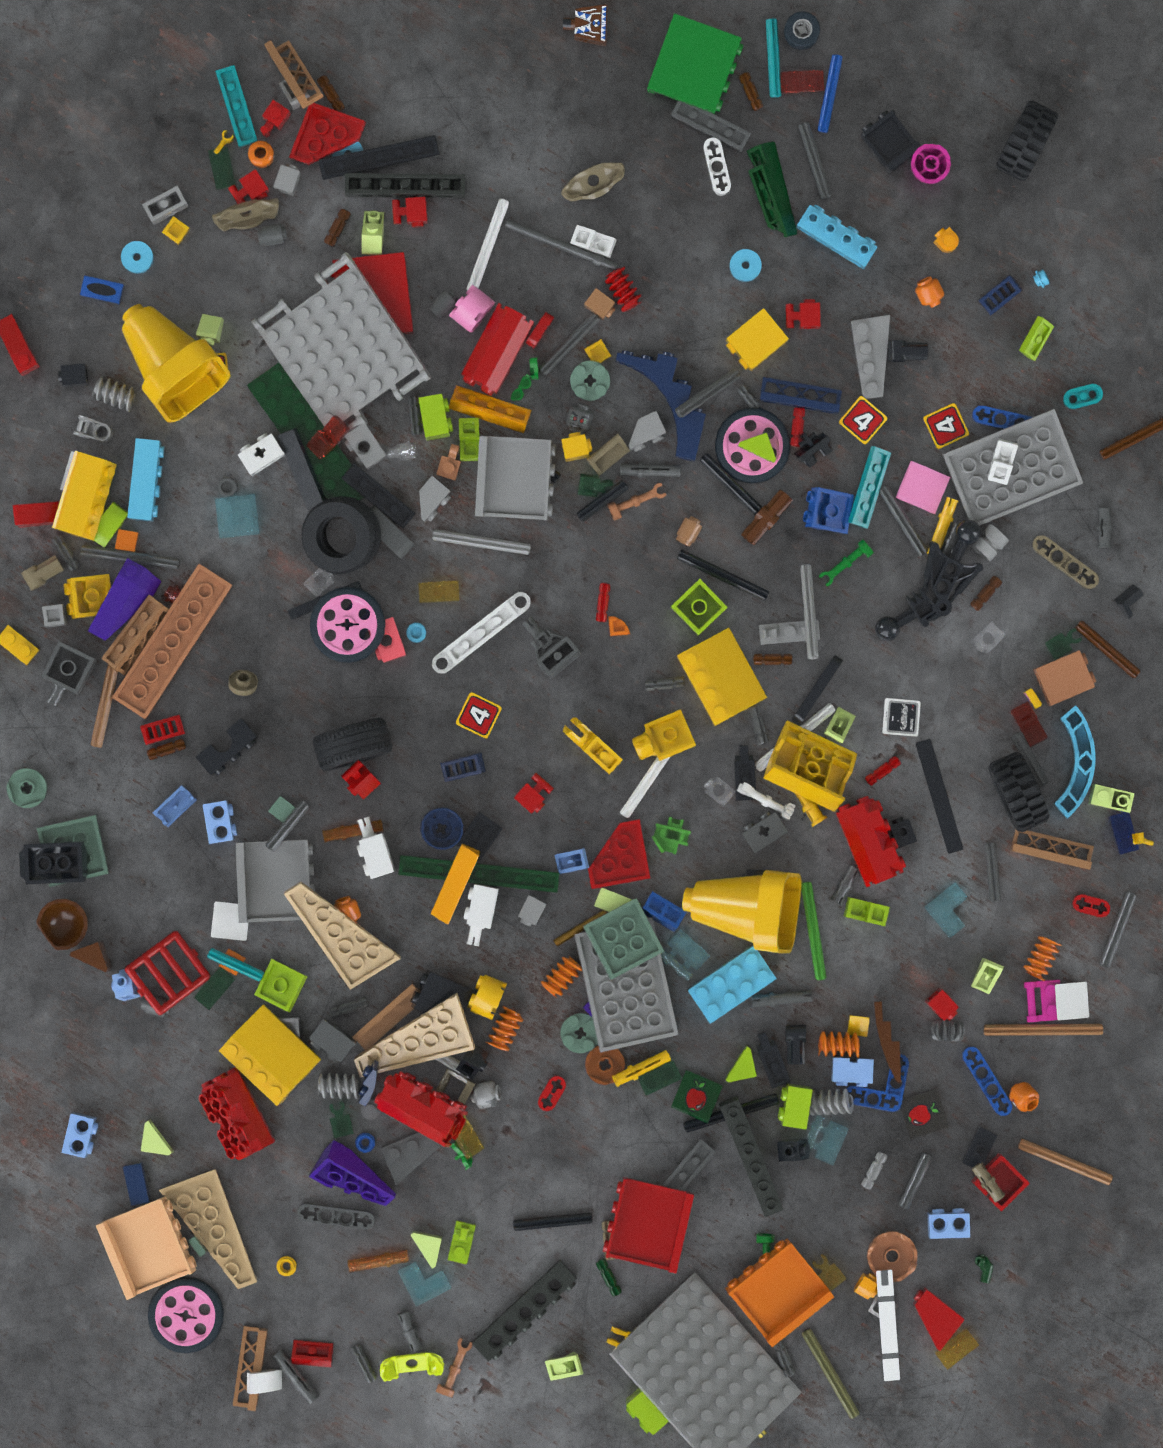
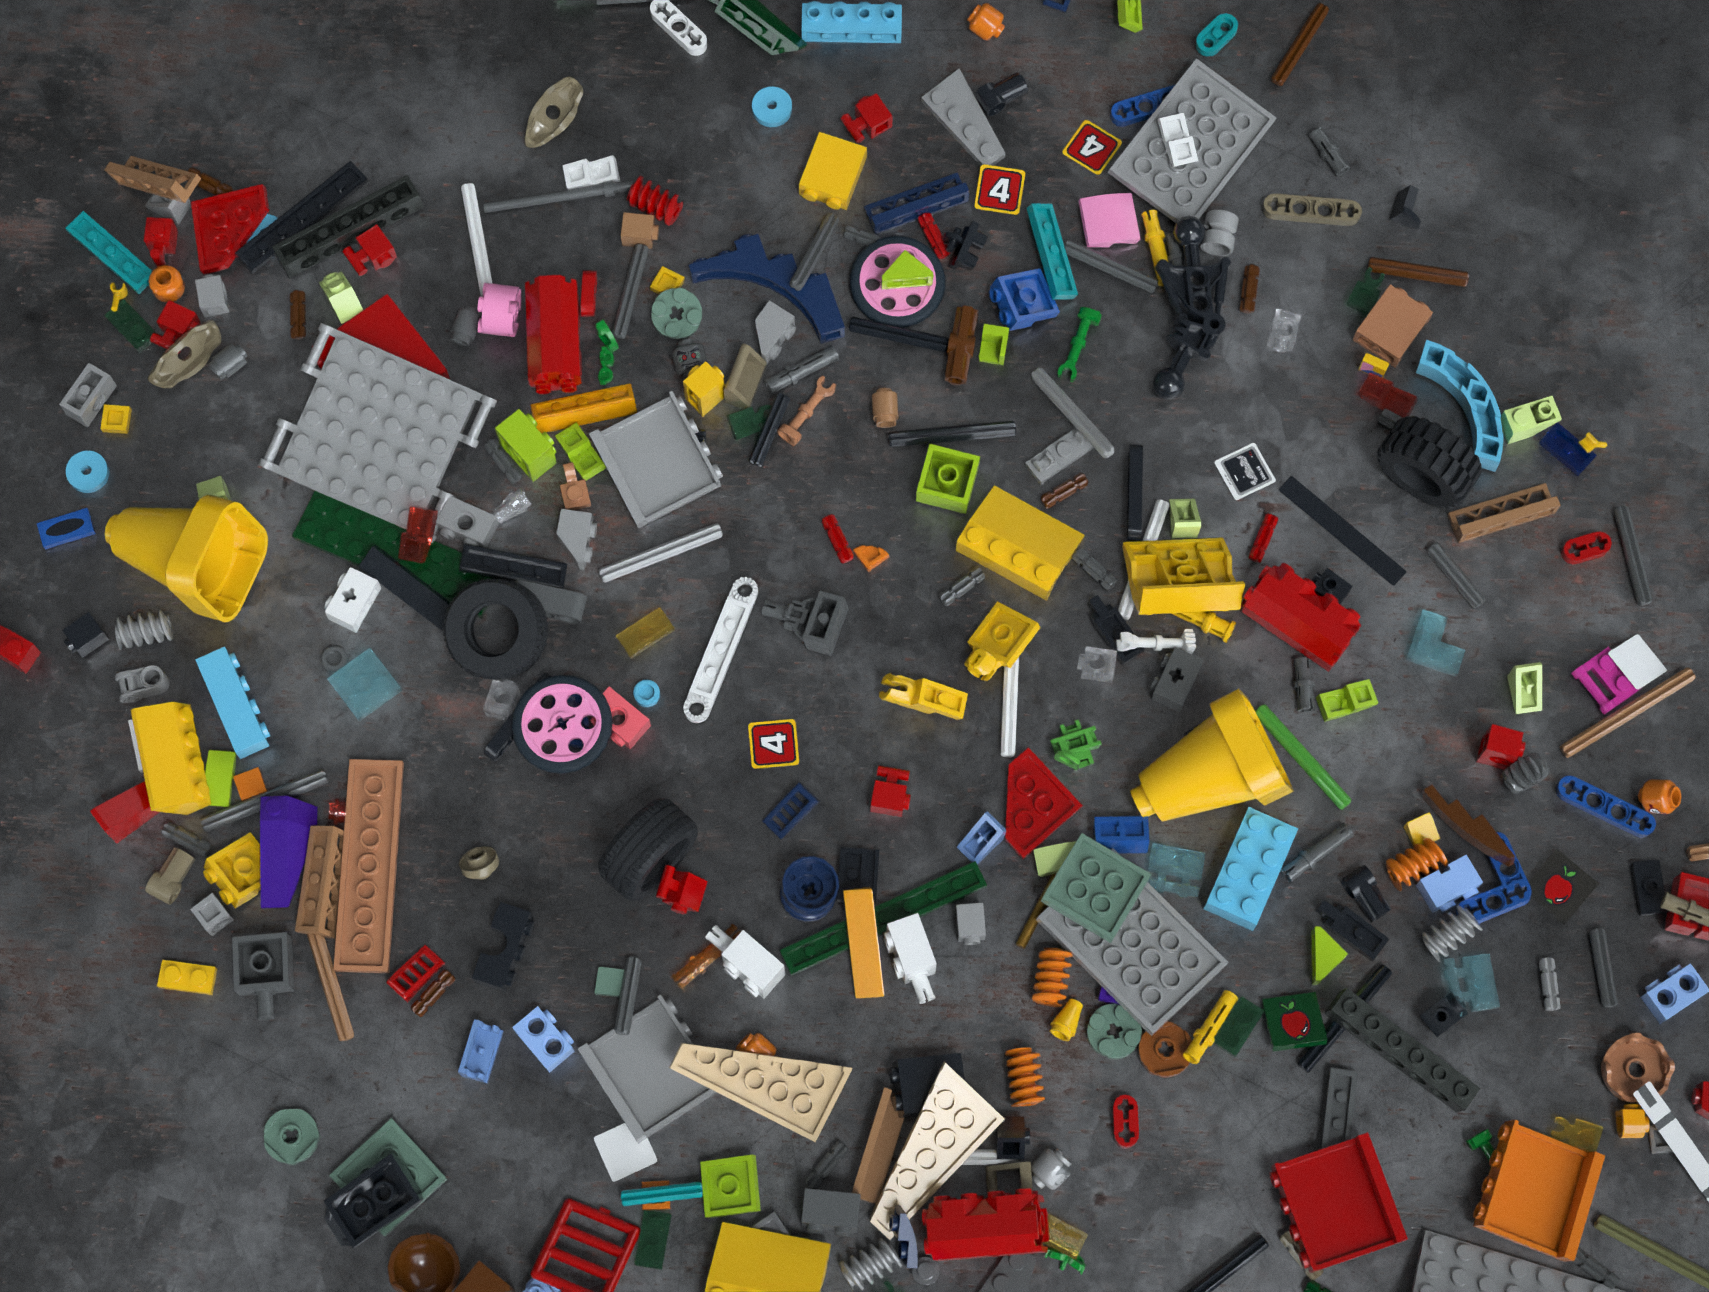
camera: 30 degrees left, 15 degrees down
(487, 997) = (980, 1050): yellow brick -> none
(554, 1009) = (1066, 1021): none -> yellow cone
(788, 530) = (993, 344): none -> lime panel
(795, 1106) = (1414, 960): lime brick -> none
(1041, 957) = (1572, 632): orange piece -> none

